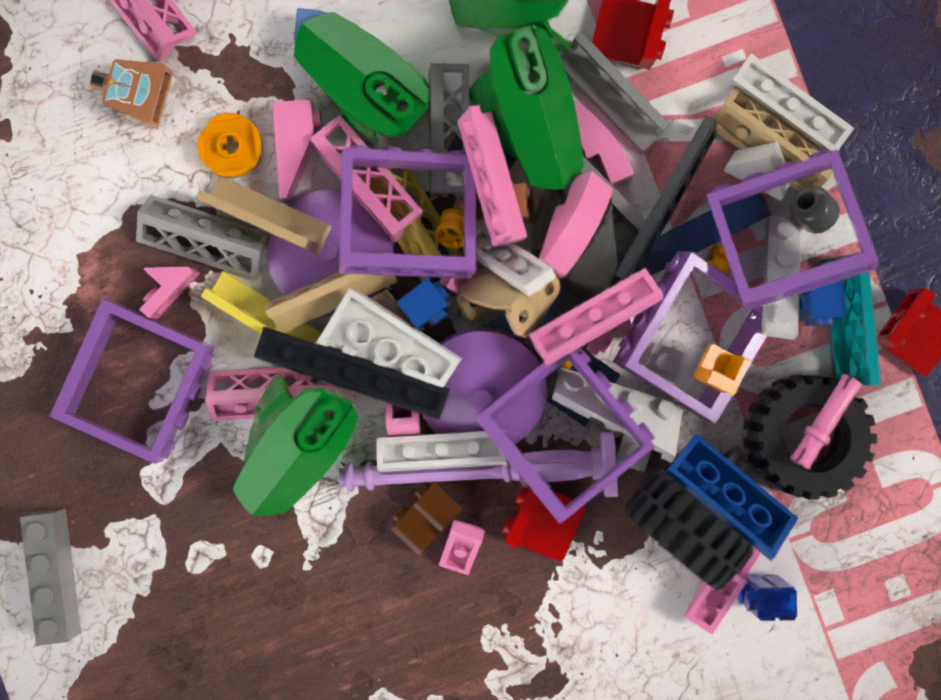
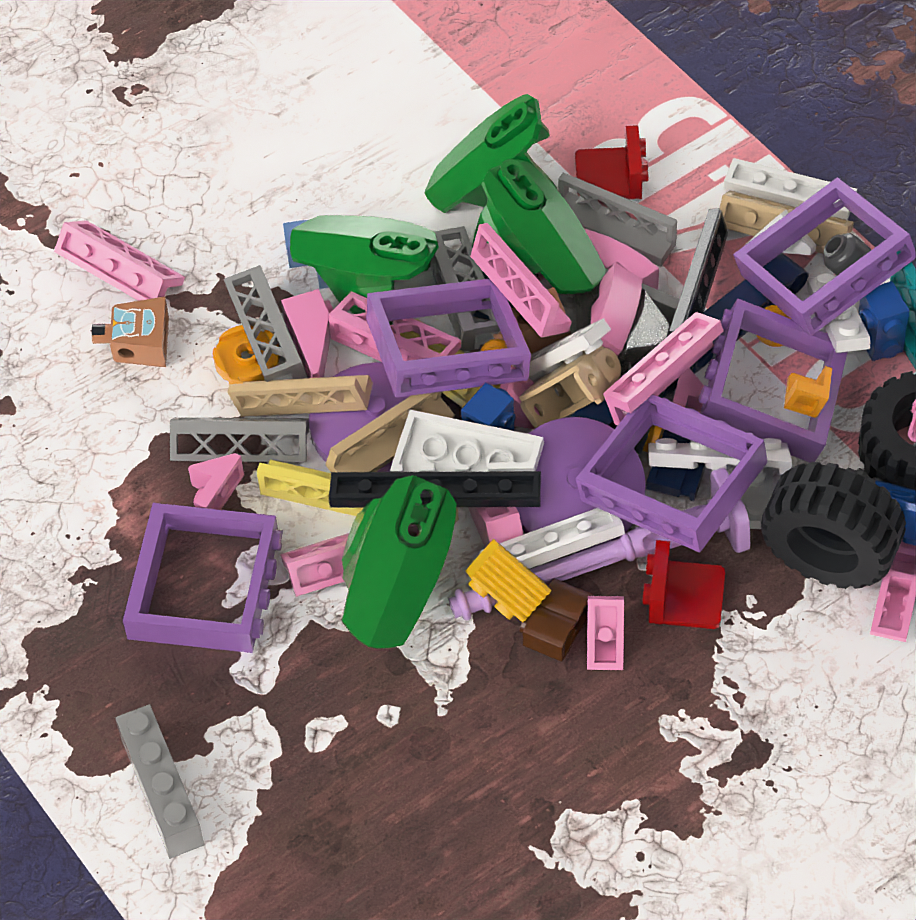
camera: 15 degrees left, 35 degrees down
(264, 94) = (276, 324): none -> light grey fence
(388, 487) = (507, 581): none -> yellow brick

